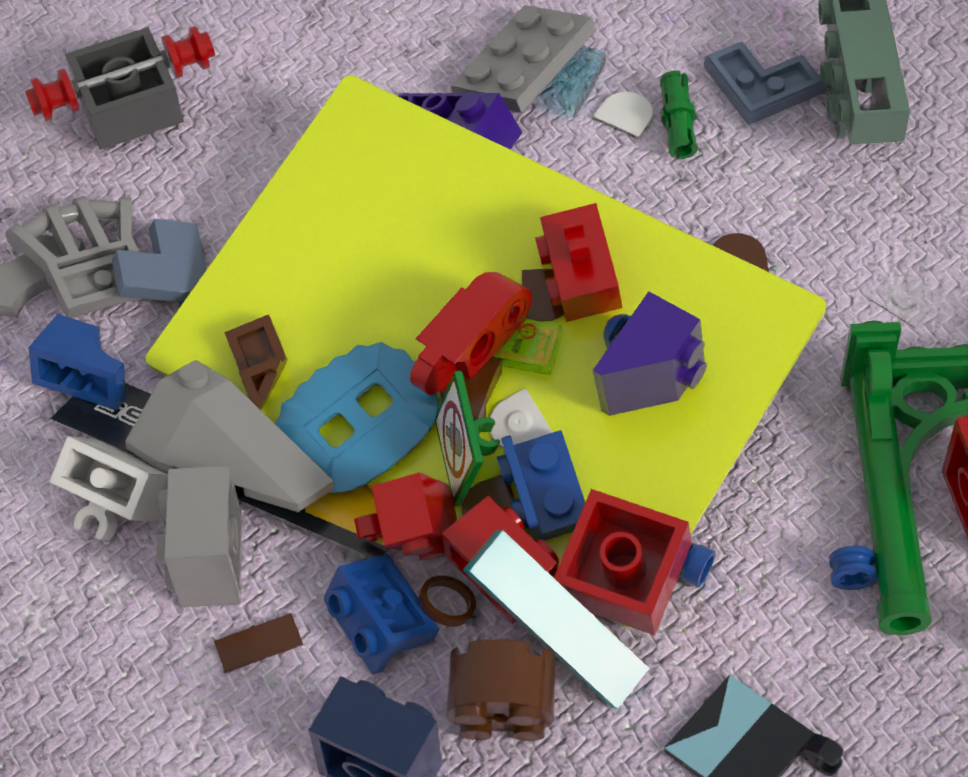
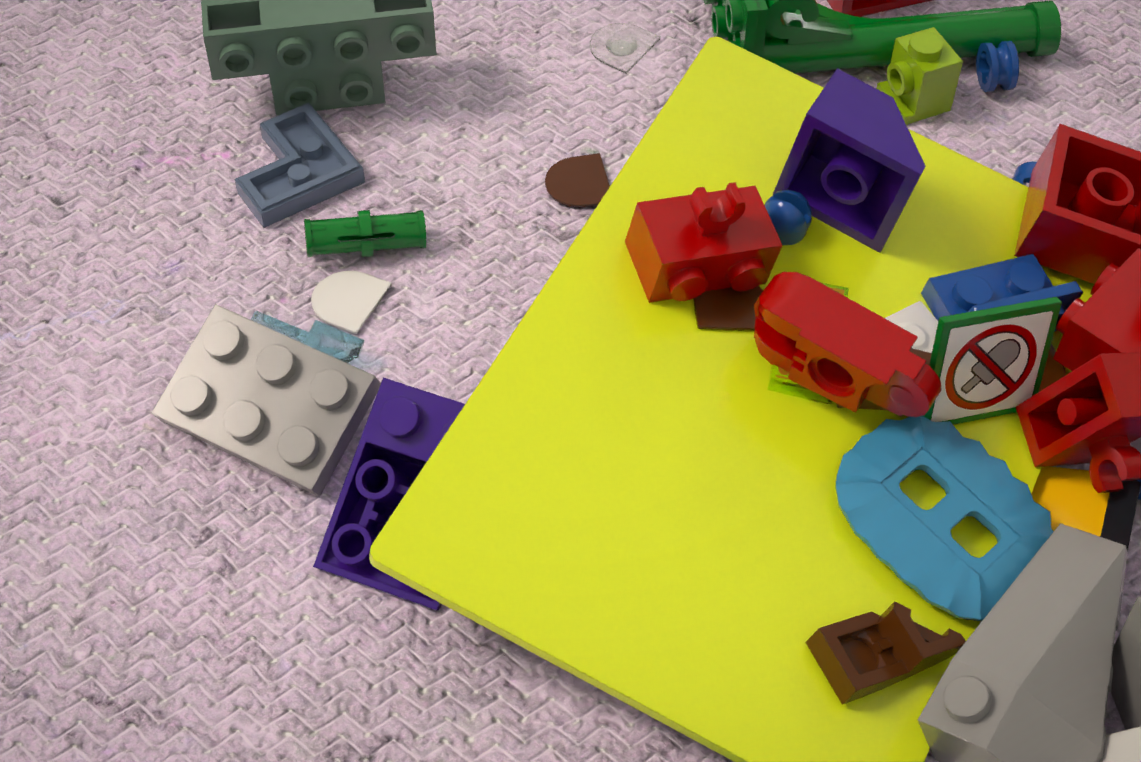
camera: 100 degrees left, 5 degrees down
(830, 489) = (922, 75): none -> lime brick

